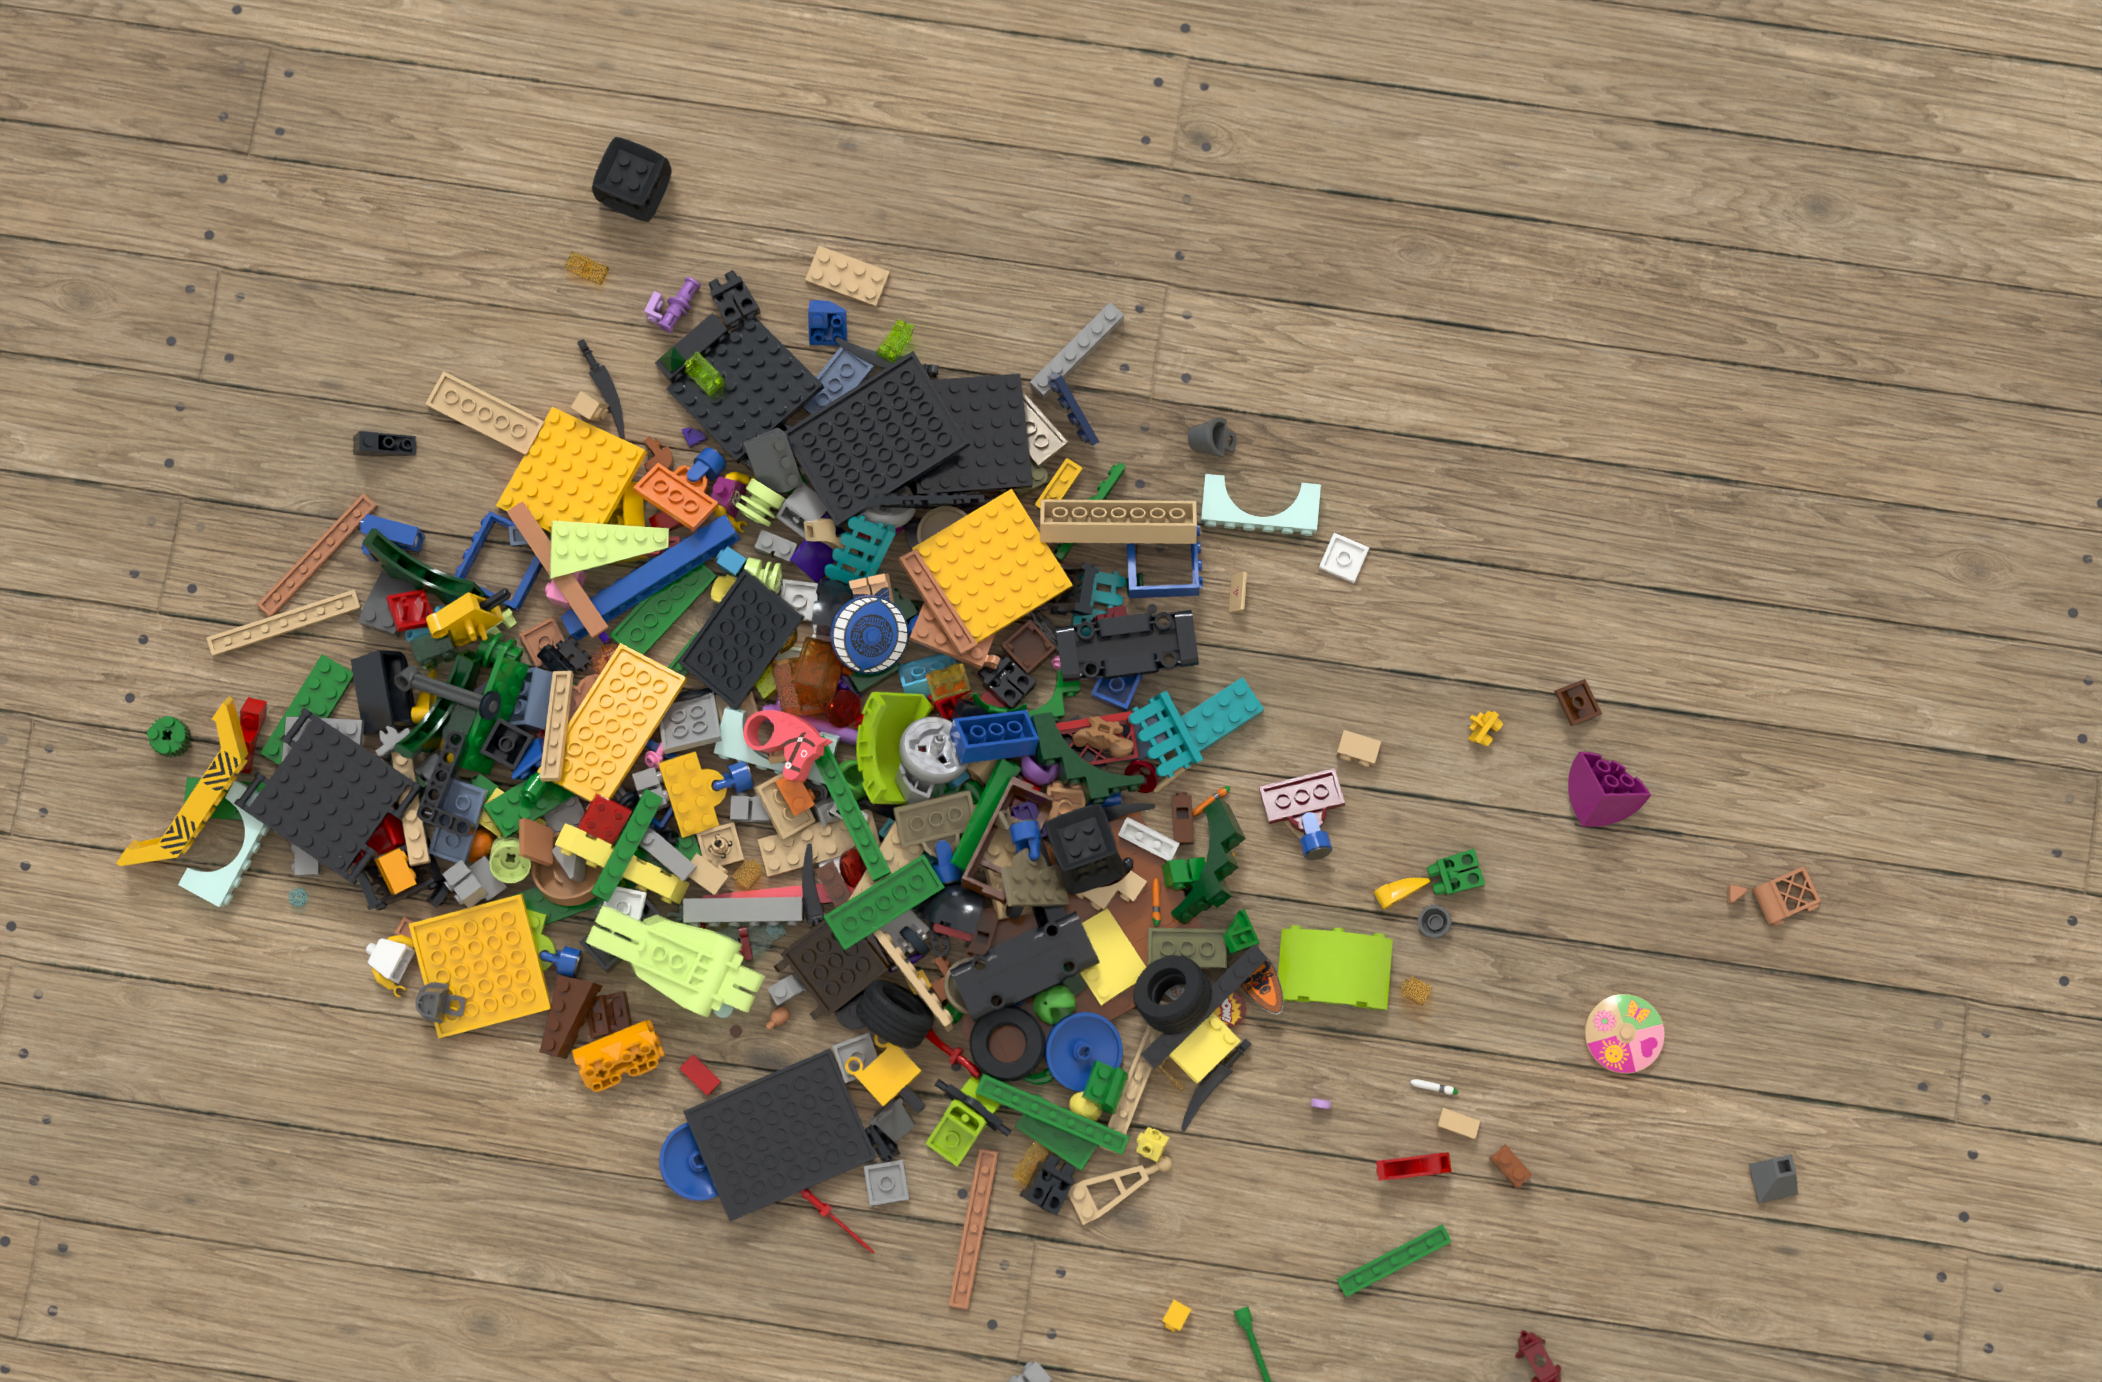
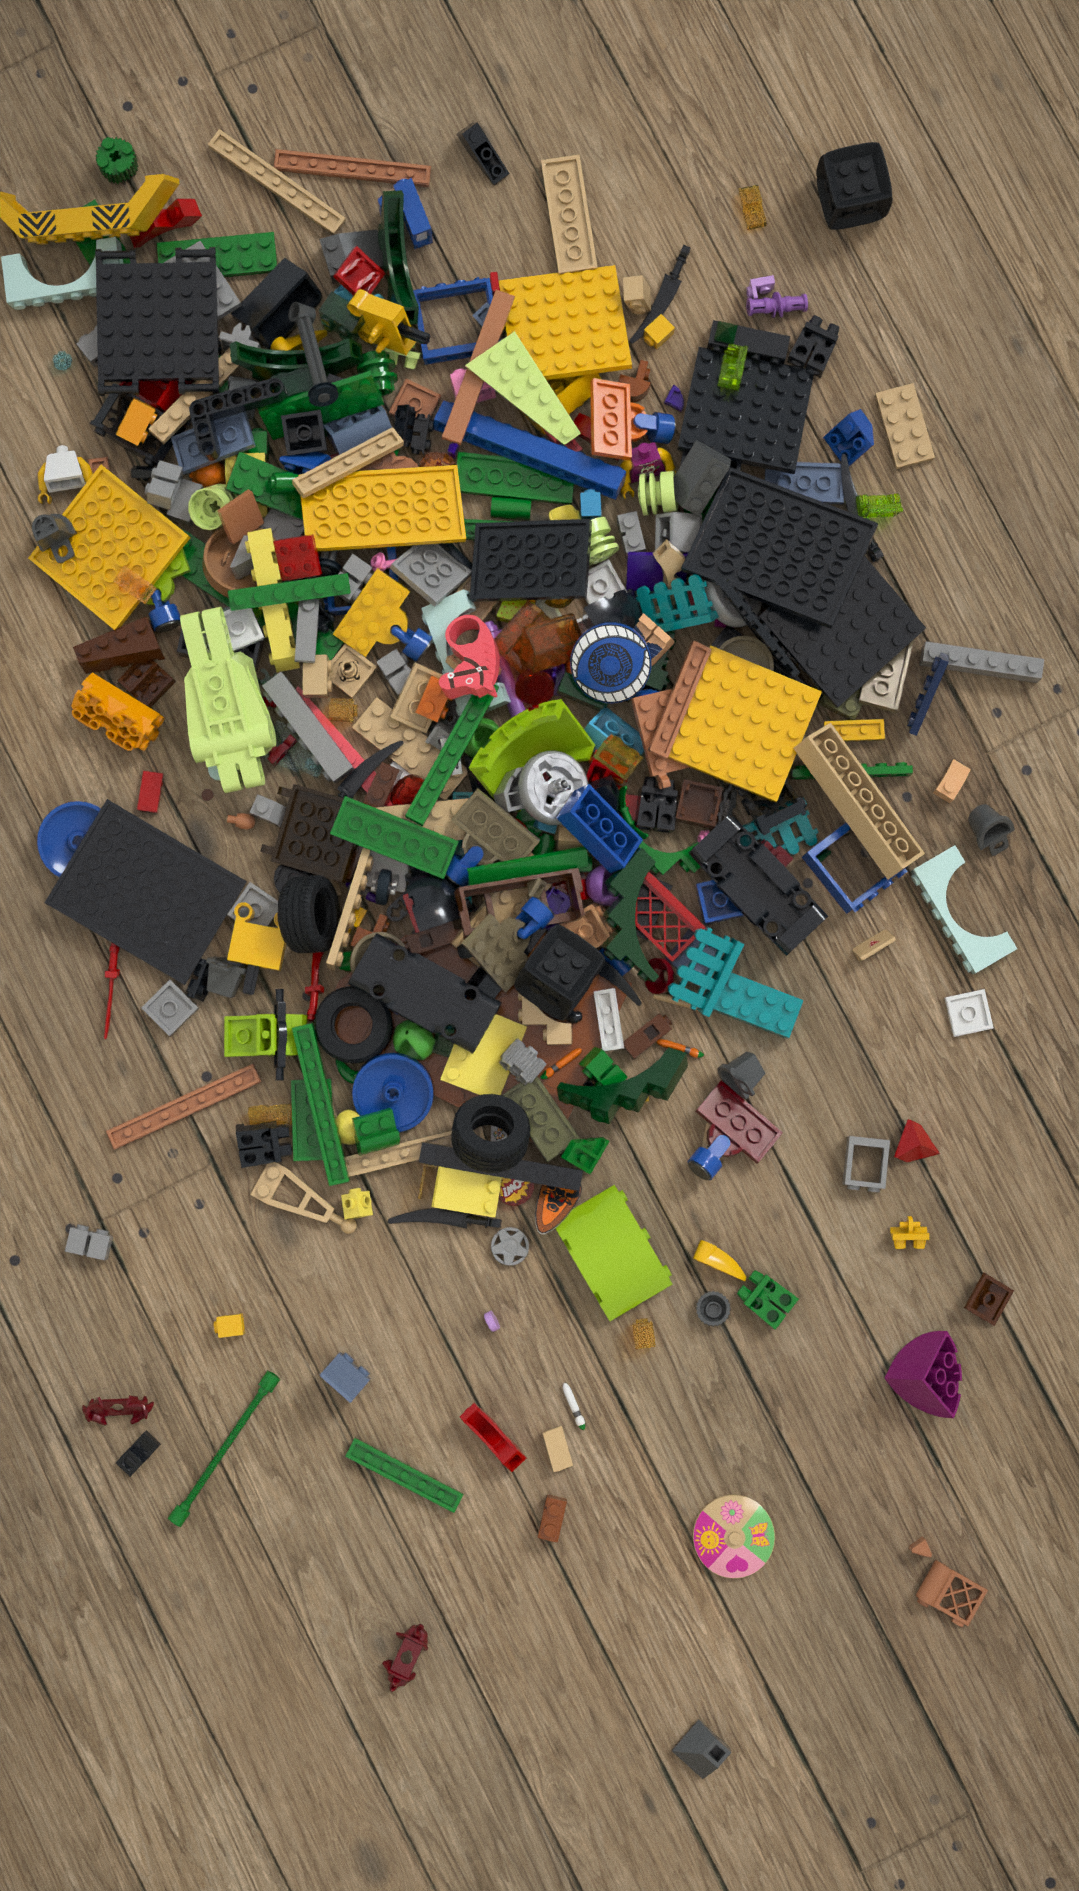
camera: 50 degrees right, 5 degrees up
(497, 510) = (494, 282): none -> red tile
(527, 965) = (135, 584): none -> clear yellow slope
(631, 411) = (658, 332): none -> yellow brick
(685, 626) = (511, 508): none -> green brick
(1102, 736) = (666, 918): medium nougat animal -> none
(1133, 930) = (522, 1062): none -> light grey brick
(1153, 440) = (952, 781): none -> light nougat slope
(1266, 766) = (742, 1074): none -> dark grey container
(1271, 1047) = (510, 1246): none -> light grey wheel
(1282, 1249) = (345, 1376): none -> sand blue slope
(1358, 748) = (814, 1141): tan brick -> none
(1390, 706) = (870, 1142): none -> light grey window
(1416, 672) = (914, 1143): none -> red slope

